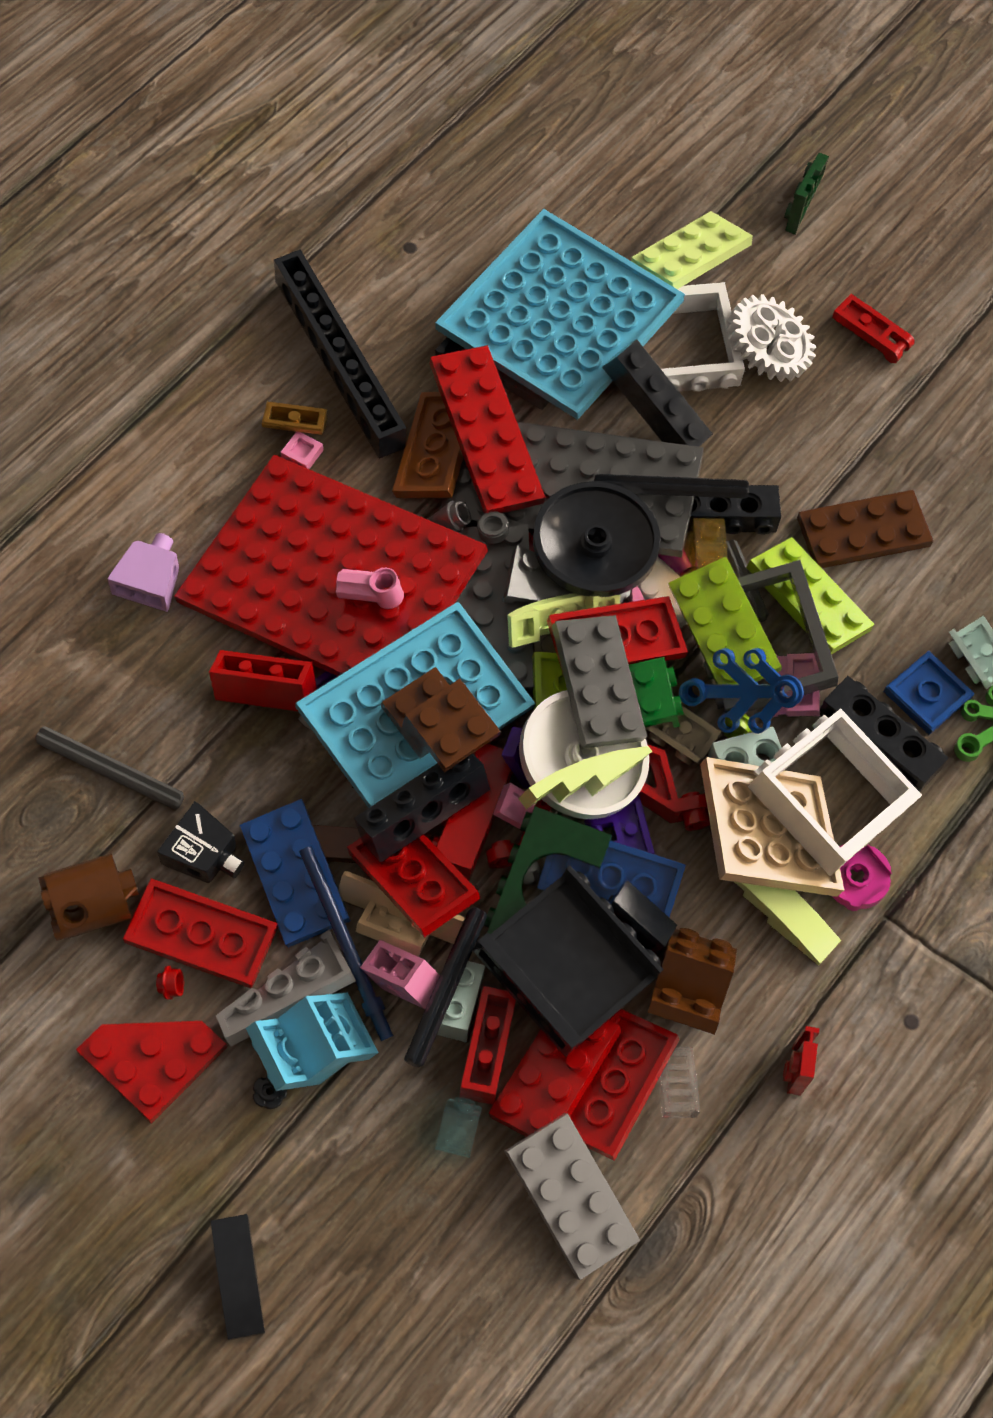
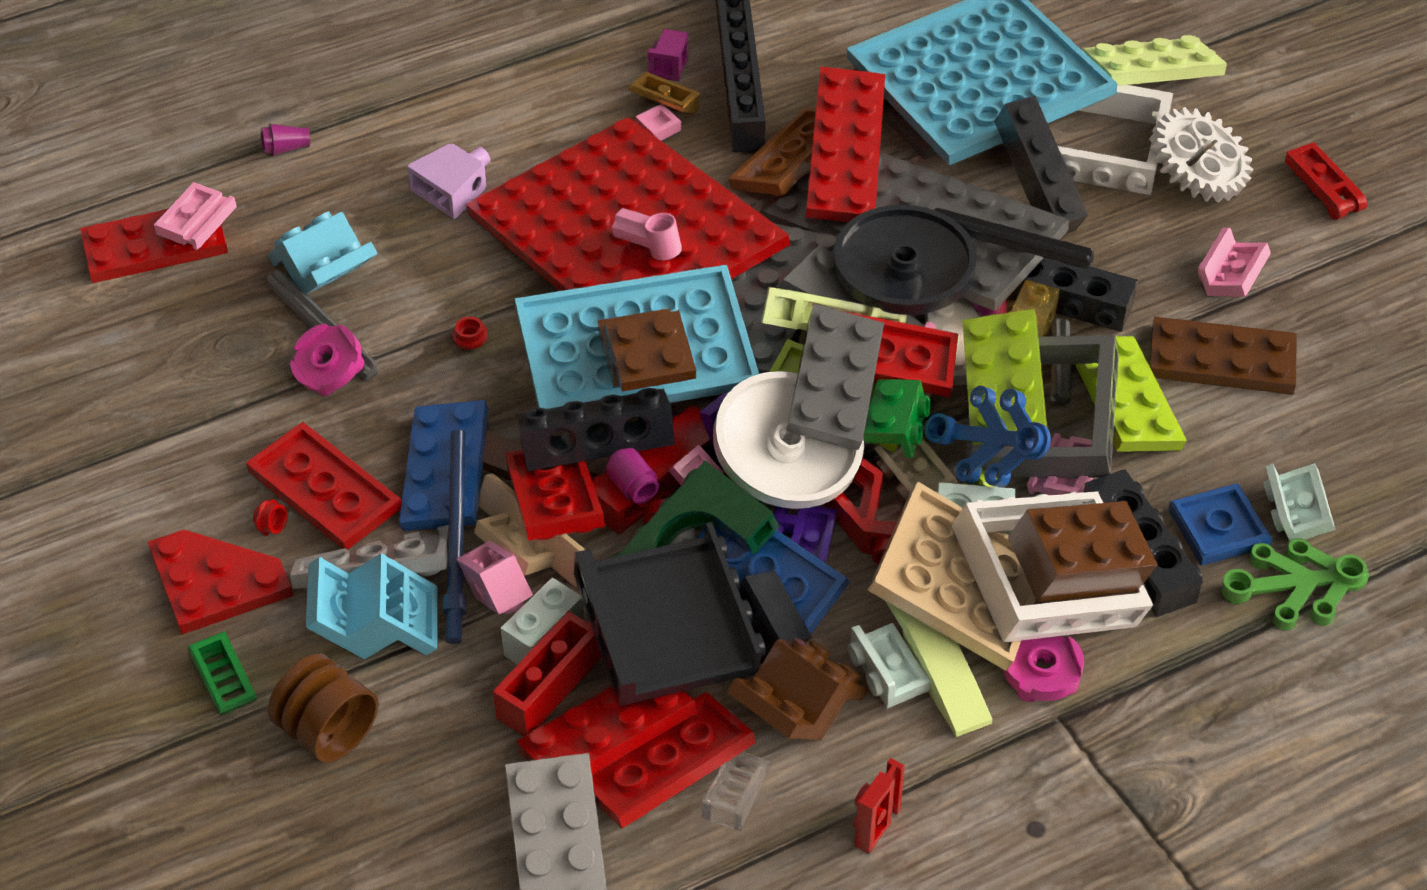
camera: 30 degrees right, 15 degrees down
(78, 700) = (320, 252): none -> medium azure bracket
(87, 896) = (244, 411): reddish brown cylinder -> none
(157, 804) = (338, 370): none -> dark pink plate
(192, 1153) = (209, 648): none -> green slope
(200, 847) = (365, 412): black torso -> none
(237, 1277) = (179, 789): black slope -> none
(246, 722) = (469, 333): none -> red plate
(261, 680) = (494, 284): red brick -> none
(265, 1100) = (301, 650): black plate -> none
(276, 374) = (669, 55): none -> magenta brick
(323, 1155) = (323, 707): none -> reddish brown wheel
(445, 987) = (521, 598): black axle -> none
(452, 516) = (777, 209): flat silver cone -> none
(458, 1126) = (477, 741): clear light blue bracket -> none
(472, 835) = (632, 475): none -> magenta brick
(493, 527) = (807, 227): dark grey tile -> none
(593, 773) = (783, 448): yellowish green slope -> none
(743, 924) = (888, 664): none -> light aqua bracket
(805, 192) = (1307, 42): dark green wing -> none
(839, 441) = (1231, 266): none -> bright pink bracket
(863, 777) = (1082, 551): none -> reddish brown brick

